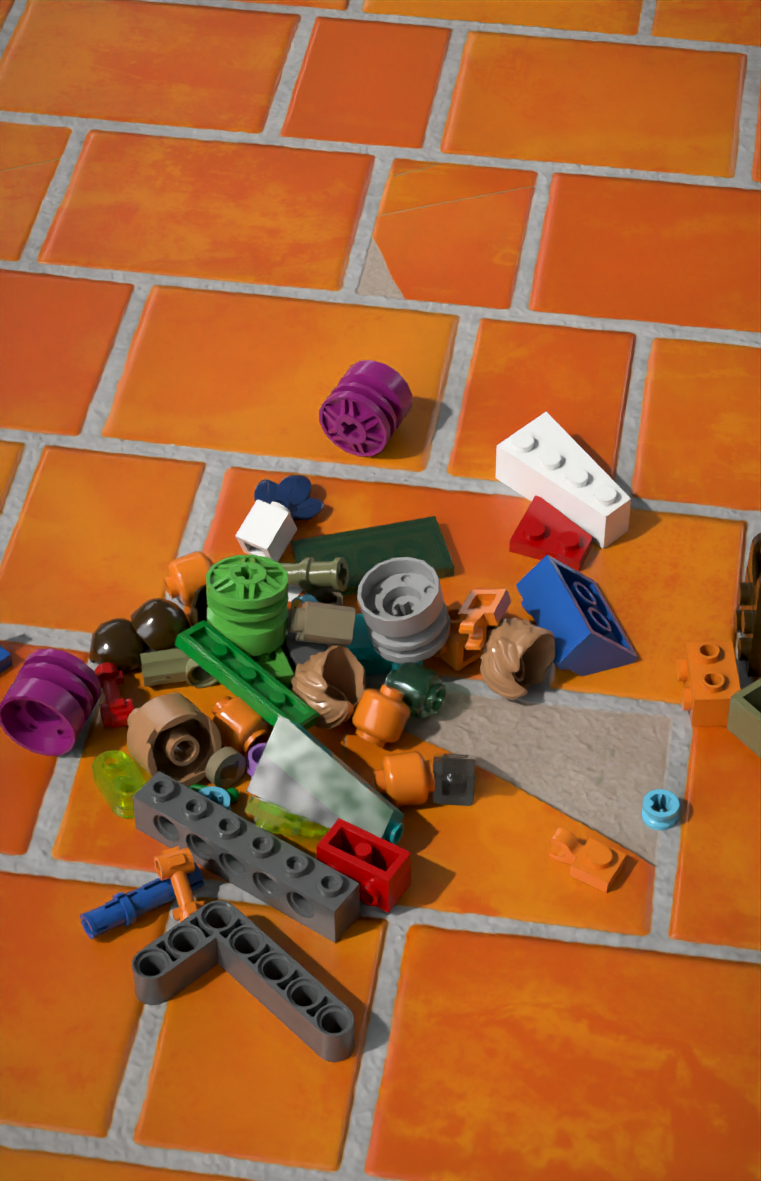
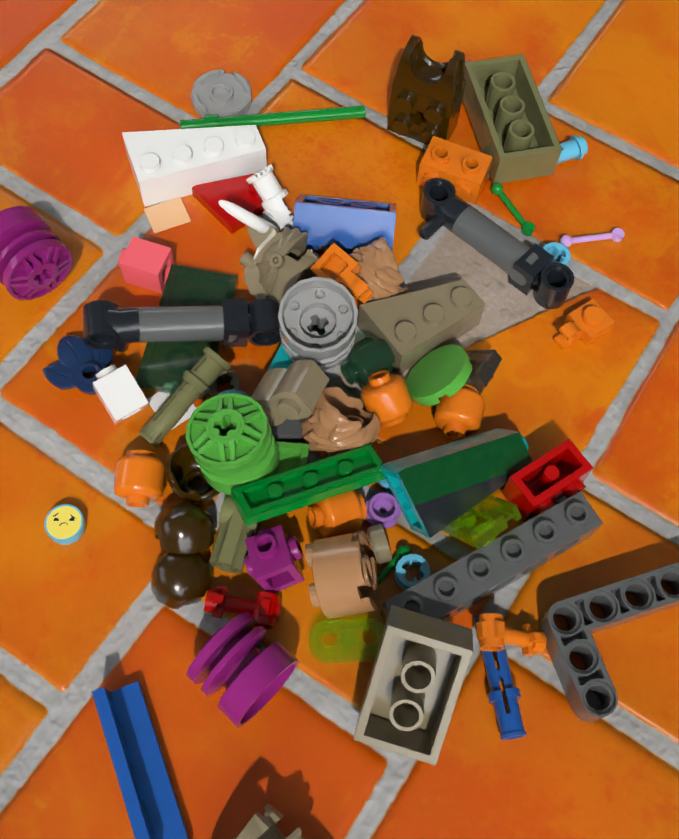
camera: 70 degrees left, 20 degrees up
(90, 810) = (414, 684): none -> dark tan brick
(126, 556) = (65, 524): none -> light yellow tile
(162, 680) = (274, 559): none -> magenta brick
(339, 510) = (232, 323): none -> black piece
(419, 495) = (146, 264): none -> coral brick
(431, 744) = (439, 374): none -> bright green tile
(489, 717) = (421, 320): none -> dark tan wedge
(493, 570) = (278, 256): none -> dark tan helmet
(497, 496) = (167, 215): none -> light nougat sticker
(561, 540) = (272, 195): none -> white connector
(629, 770) = (528, 266): none -> black piece
(631, 484) = (277, 118): none -> green bar
(673, 476) = (221, 94): none -> light grey tile
(690, 777) = (527, 227): none -> green hinge
(740, 859) = (616, 235): none -> lavender hinge

